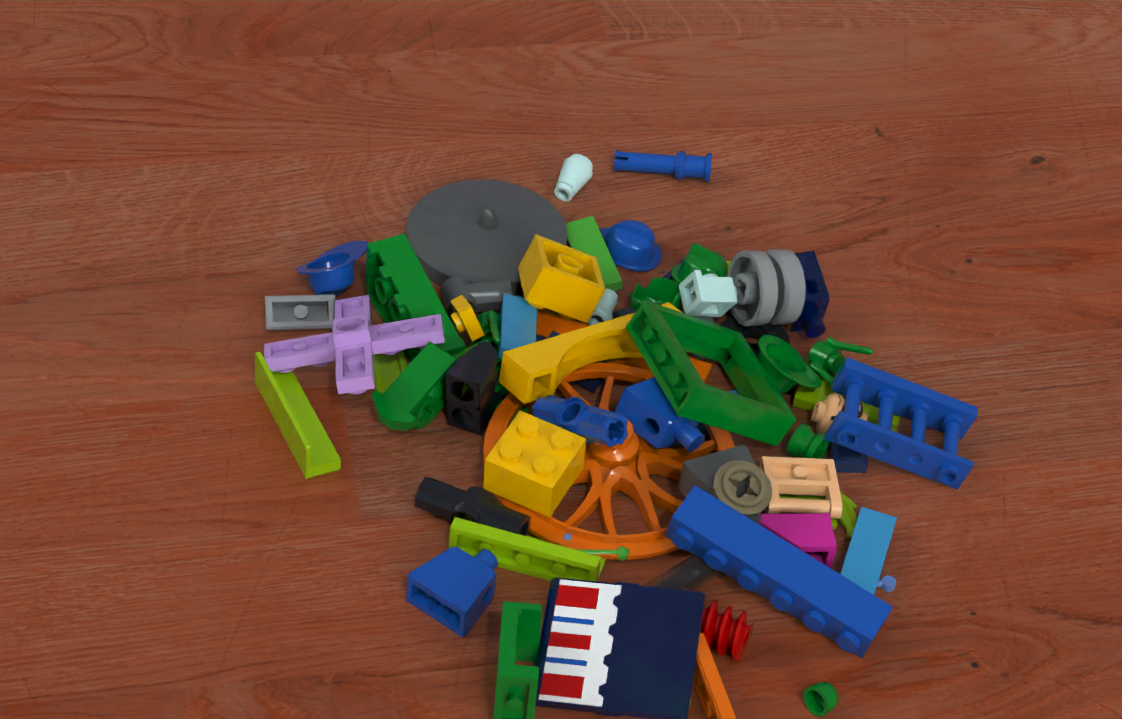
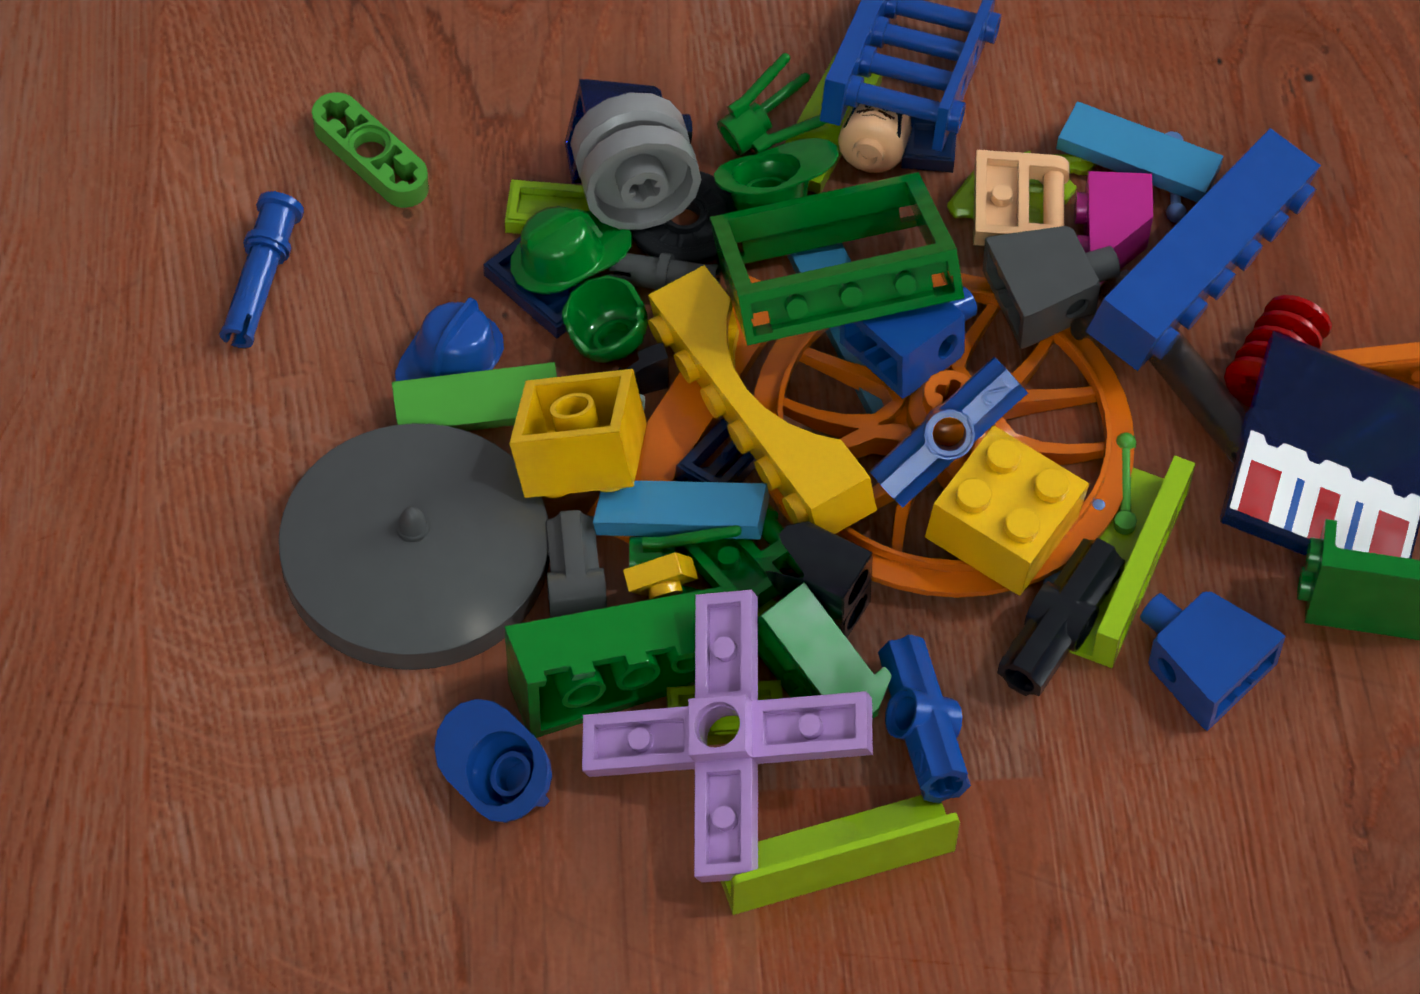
camera: 80 degrees left, 15 degrees up
(299, 312) = (578, 835): light grey slope -> none
(386, 445) = (924, 719): none -> blue piece
(573, 176) = (279, 401): light aqua cone -> none
(707, 294) = (633, 235): light aqua brick -> none
(758, 490) = (1085, 230): dark tan gear -> none
(763, 217) = (373, 170): none -> bright green beam
(807, 443) = (936, 173): green wheel -> none
(820, 698) = (1390, 248): green hinge -> none

